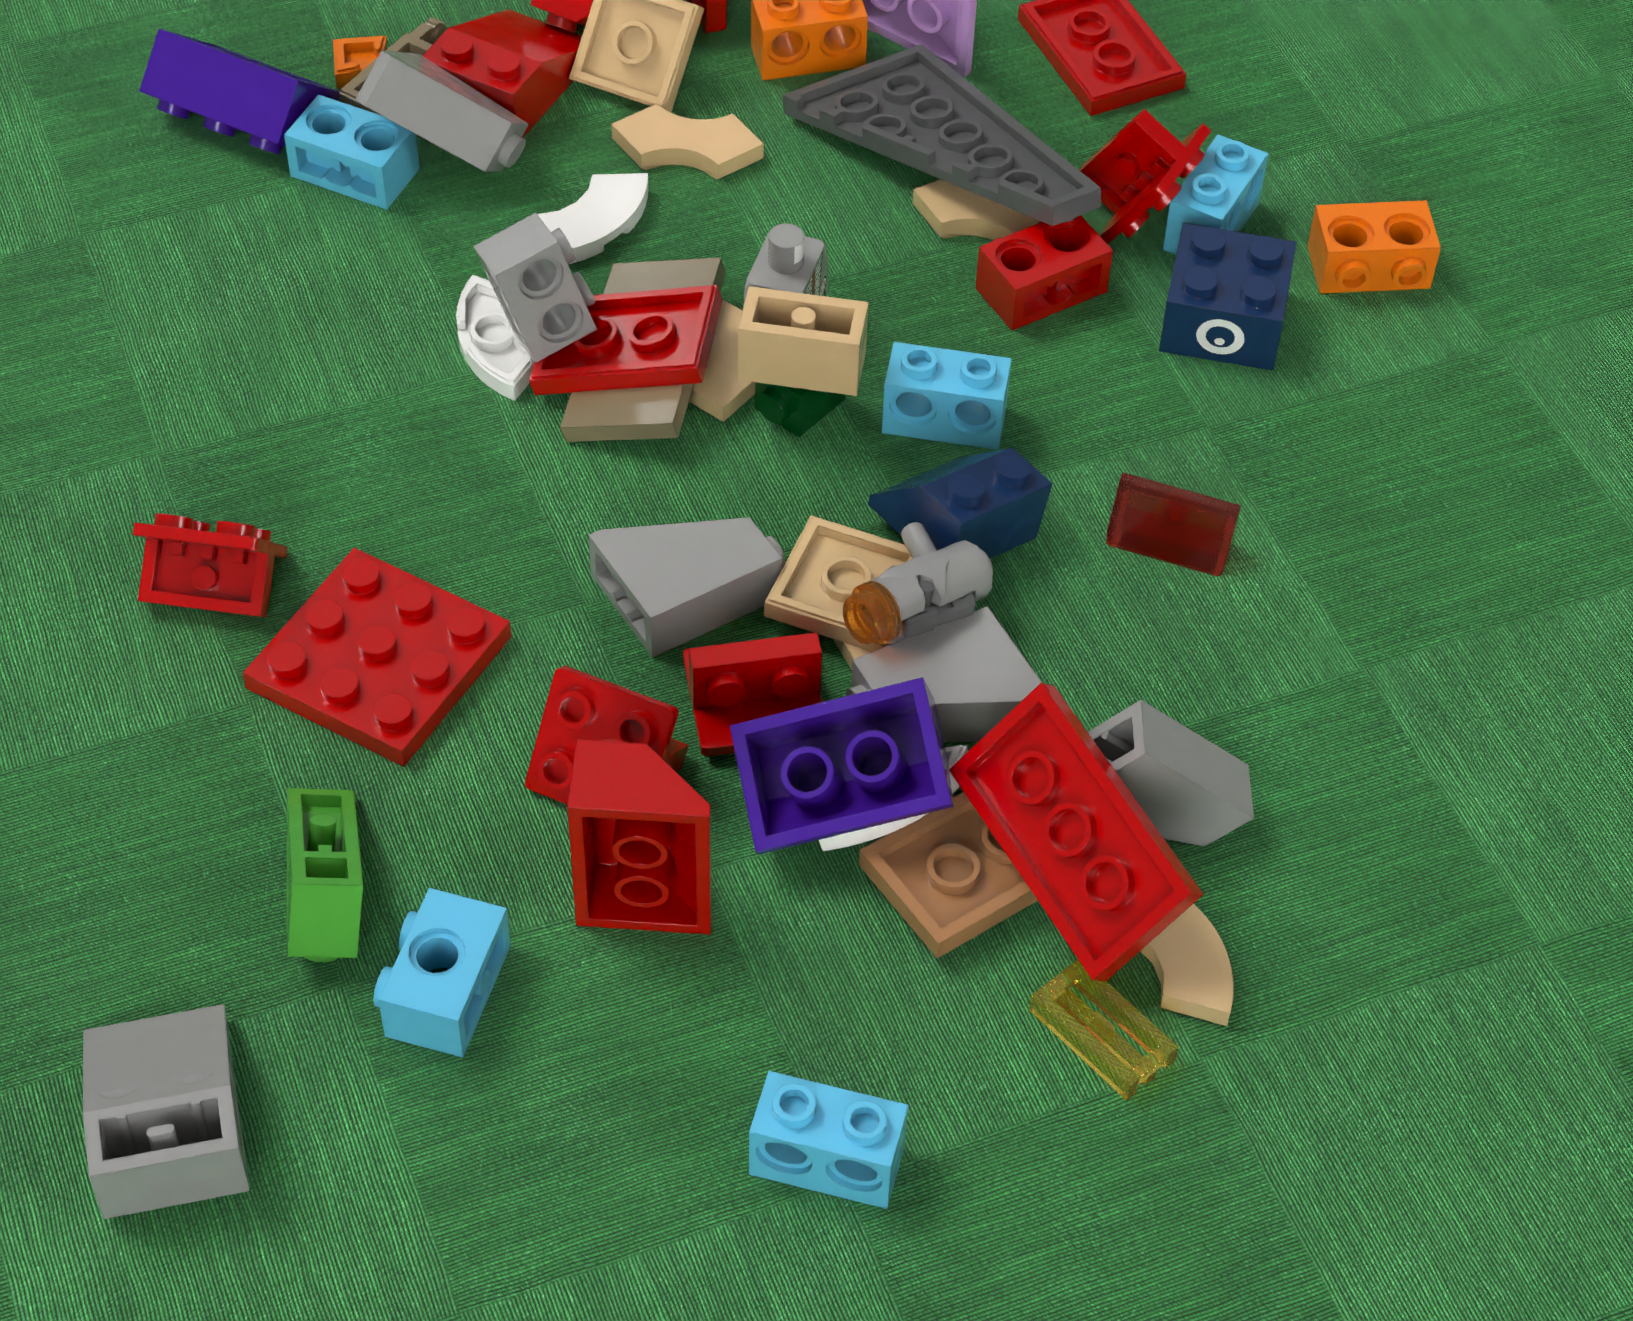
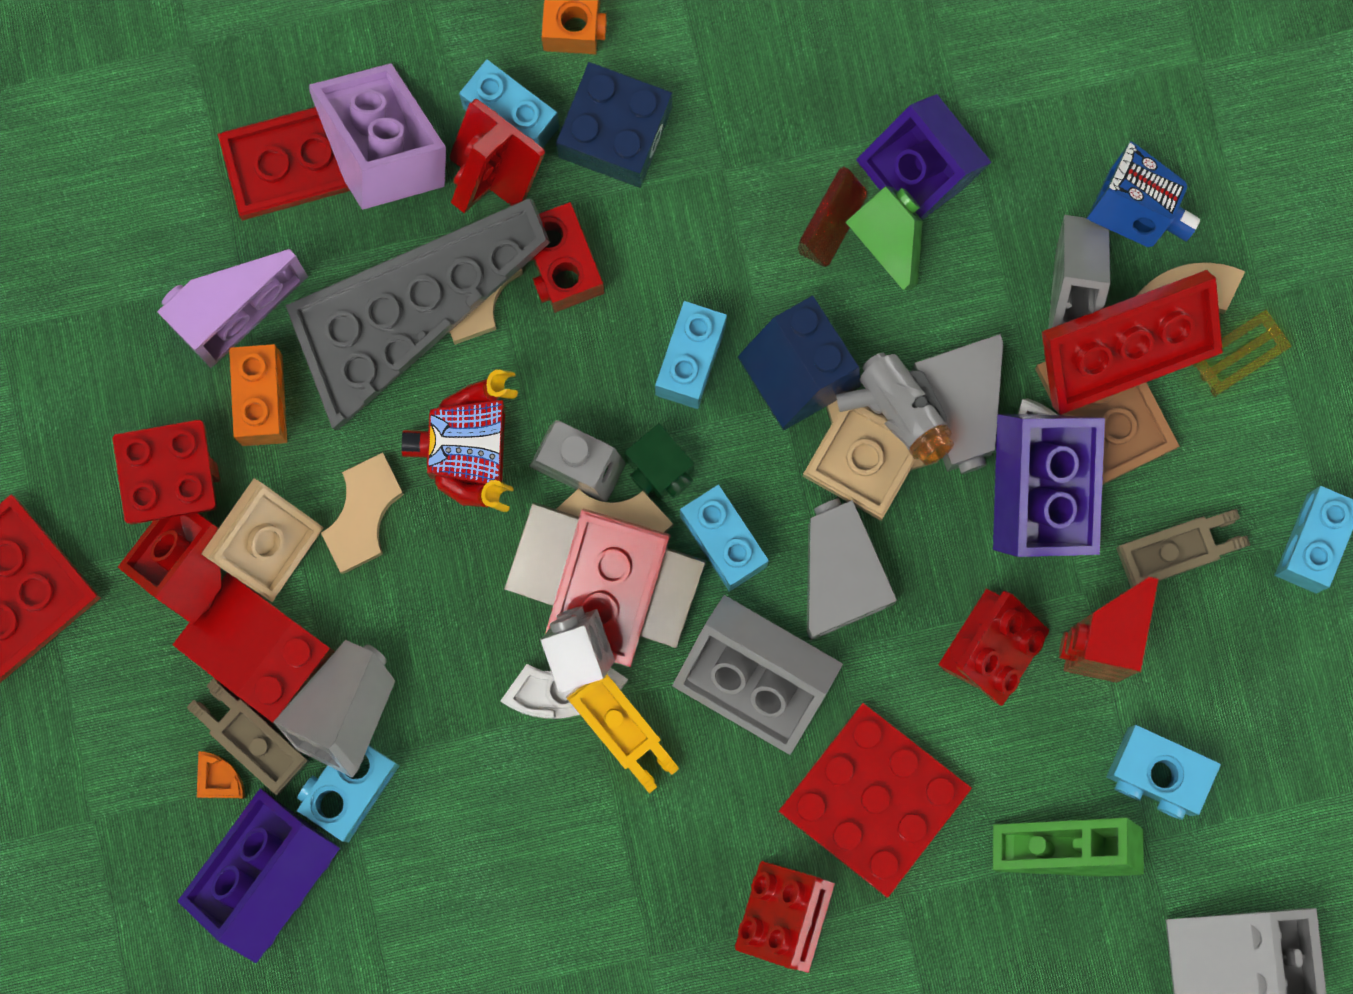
camera: 80 degrees left, 30 degrees up
(444, 378) = (620, 727): none -> yellow hinge
(538, 505) = (757, 674): none -> light grey slope
(602, 213) = (447, 598): white tile -> none
(709, 450) = (723, 538): none -> medium azure brick
(749, 682) = (946, 536): red bracket -> none
(785, 970) = (1178, 549): none -> dark tan hinge
(791, 192) = (467, 443): none -> torso
(802, 340) = (672, 452): tan brick -> none
(1160, 70) = (379, 136): none -> lavender slope
(1161, 581) = (892, 233): none -> bright green slope
(1286, 611) = (925, 155): none -> dark purple slope
(1297, 847) = (1142, 200): none -> blue torso

